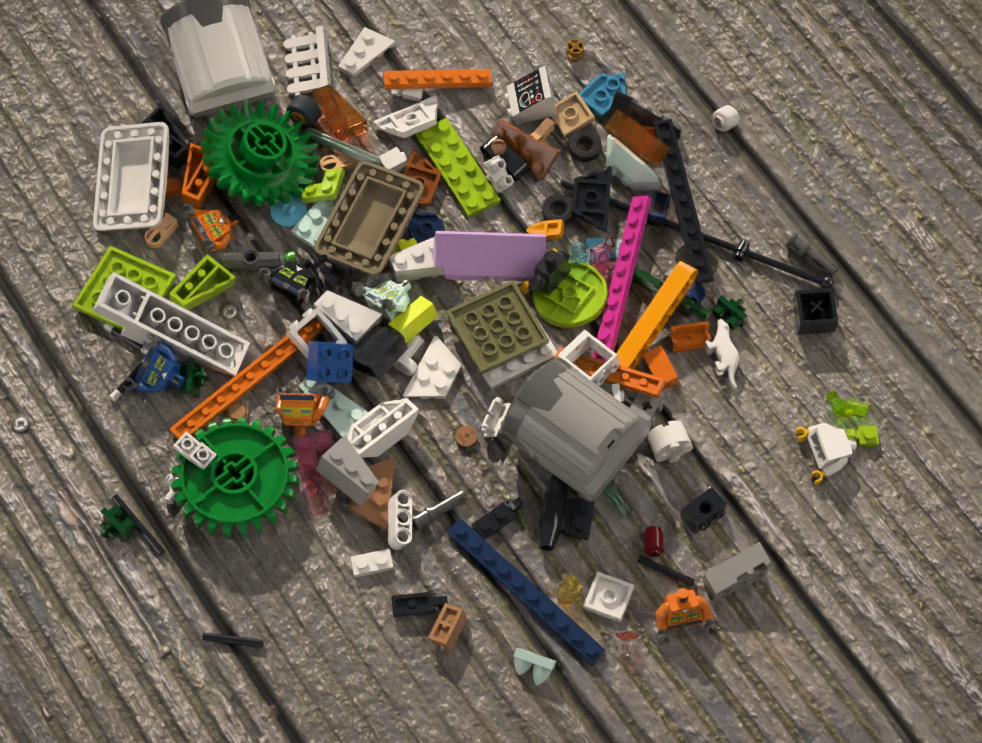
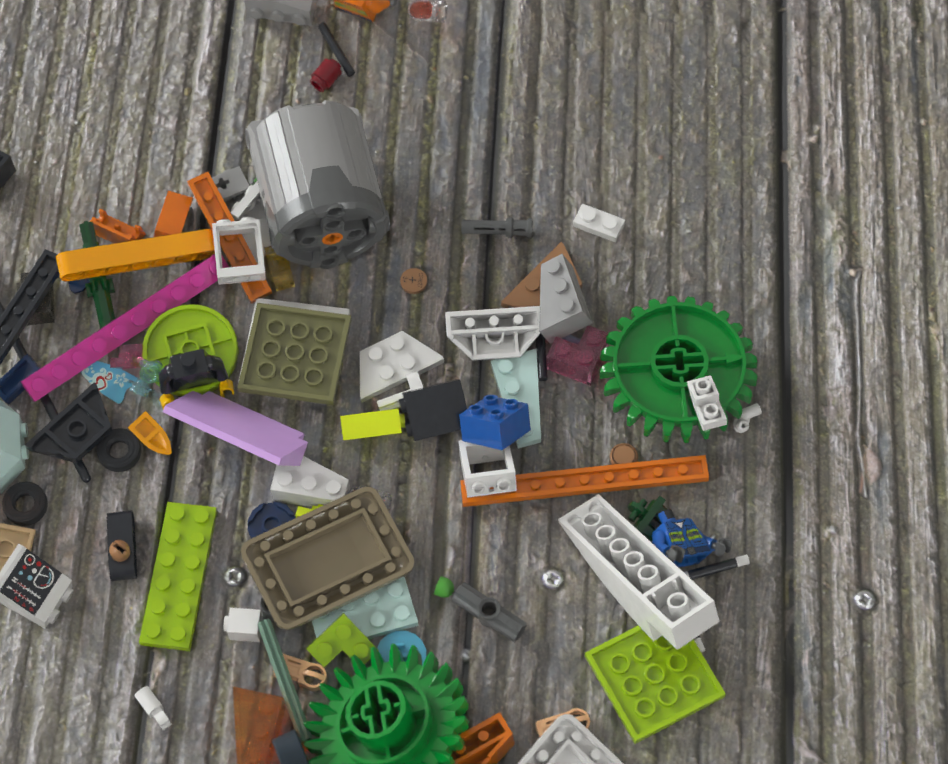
camera: 140 degrees left, 0 degrees up
(122, 529) = (829, 424): dark green hips -> none
(138, 525) = (805, 405): black bar -> none
(202, 284) = (566, 616): lime wedge -> none
(211, 227) = (505, 679): torso -> none
(233, 639) = (782, 237): black bar -> none
(291, 280) = (461, 554): torso -> none
(301, 408) = (559, 402): orange torso -> none
(343, 289) = (422, 515): black bar -> none
(347, 316) = (437, 468): white wedge -> none
(387, 298) = (379, 460): torso -> none
(395, 527) = (543, 236): white beam -> none
(410, 119) = (179, 663): white wing -> none
(417, 604) = (585, 157): black hinge -> none
(423, 171) = (228, 587): dark orange wing -> none
(437, 79) = (109, 695): orange plate -> none
(448, 627) = (573, 116): medium nougat hinge -> none
(491, 424) = (371, 273): white hinge -> none
(497, 174) = (146, 524): white hips -> none
(497, 518) = (448, 187): black hinge -> none
(526, 592) = (477, 113): dark blue plate -> none
(535, 153) = (90, 523): dark orange wing -> none
(542, 665) = (516, 44): light aqua tile -> none
(544, 129) = (65, 544): light nougat piece -> none
(559, 514) = (393, 149): black plate -> none
(569, 590) = (438, 81): clear yellow rock -> none
(608, 597) = (406, 60): white tile -> none
(669, 441) = (228, 139): white brick -> none
(708, 500) = (247, 76): black brick -> none
(725, 352) = (100, 194): white animal -> none
(732, 309) = (56, 217): dark green hips -> none
(829, 448) = (95, 47): white torso -> none
(847, 407) = (43, 75): clear neon green arm -> none
(865, 435) = (52, 44): lime plate -> none

